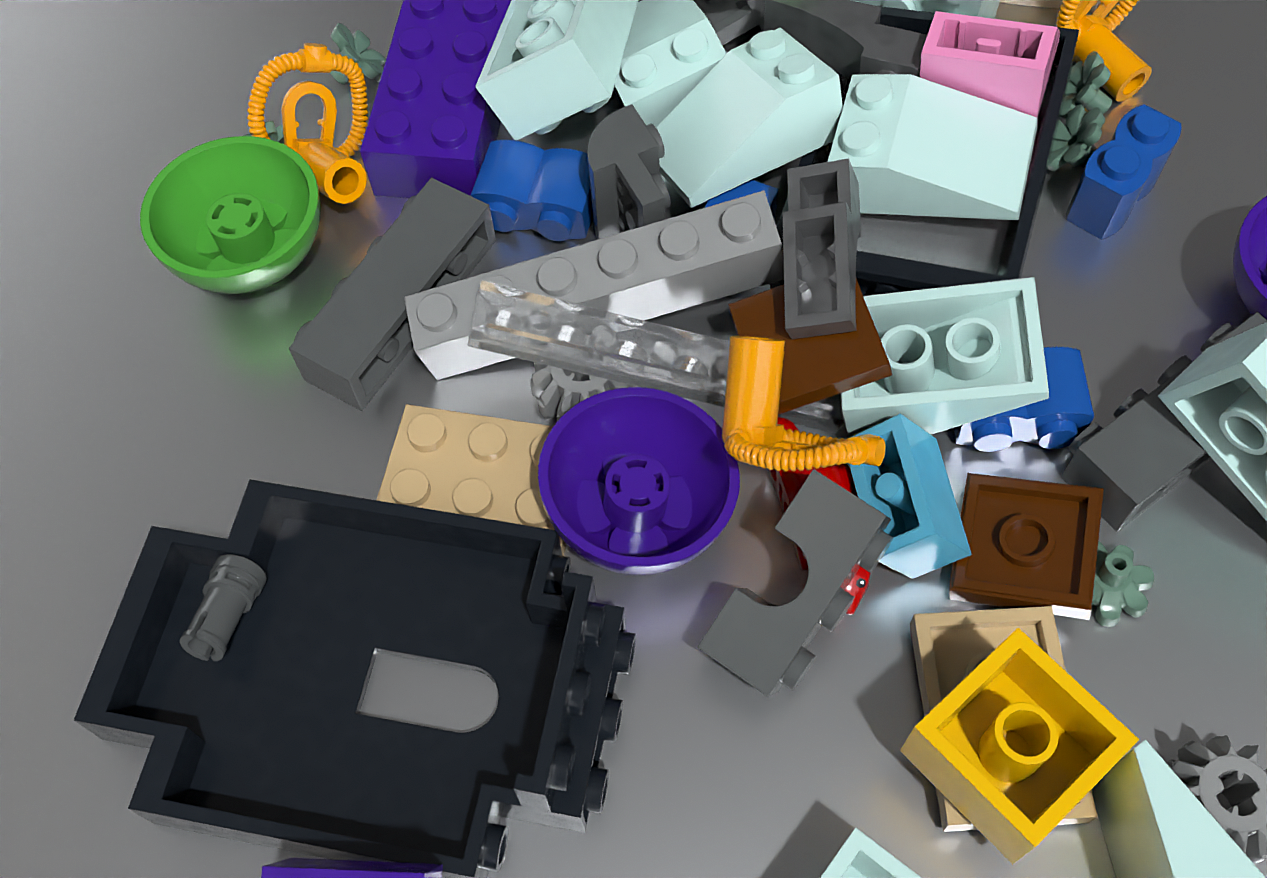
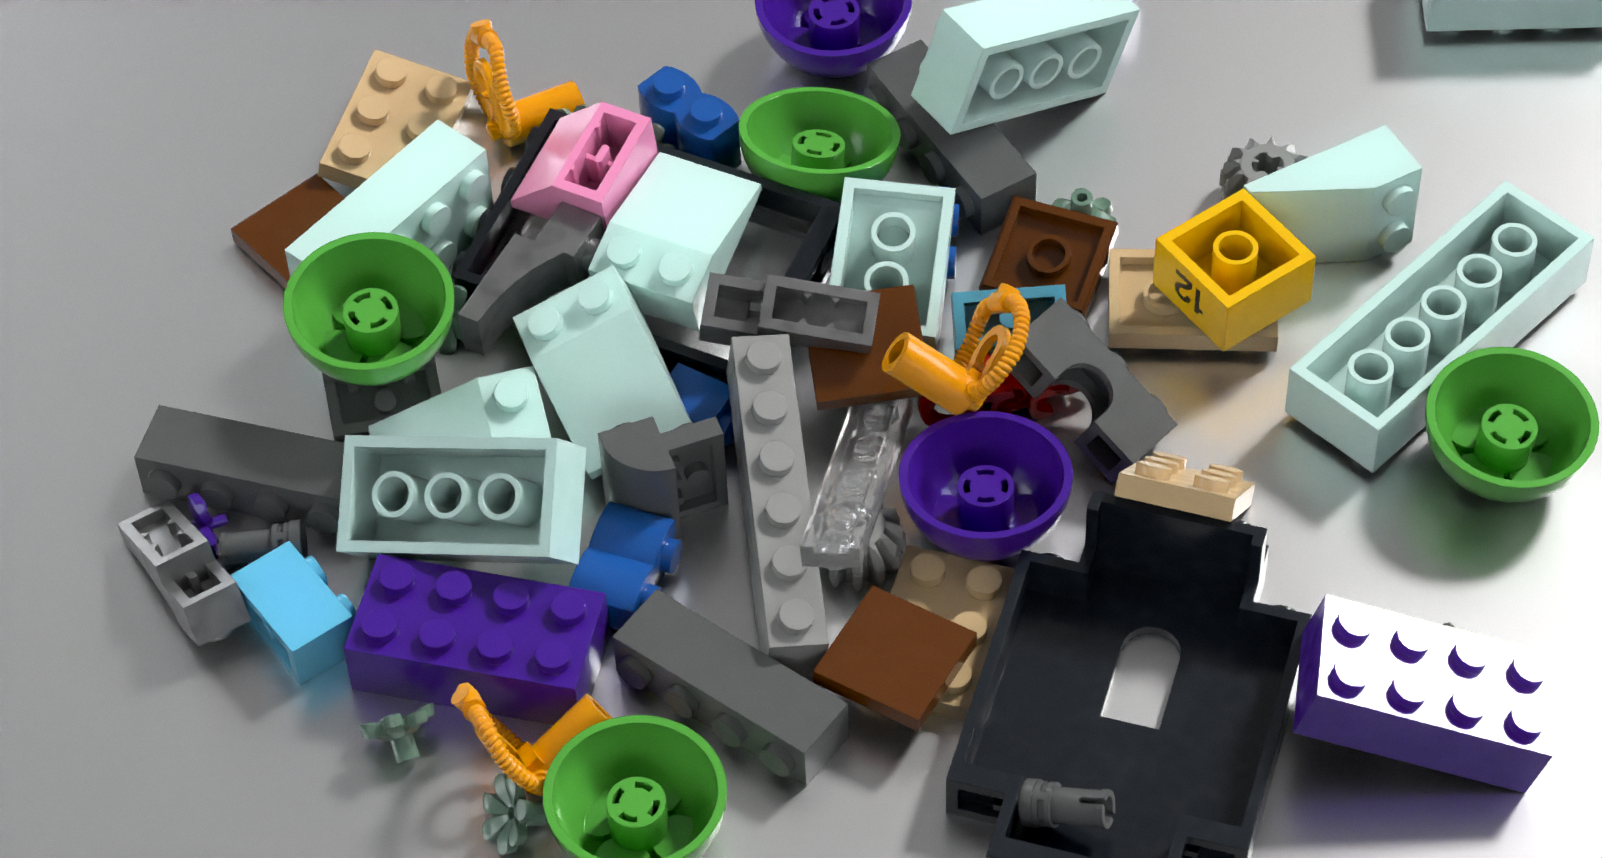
camera: 85 degrees left, 10 degrees down
(415, 423) = (895, 658): none -> reddish brown tile
(642, 704) = (1169, 484): none -> tan plate
(1113, 272) = (818, 138): none -> bright green piece

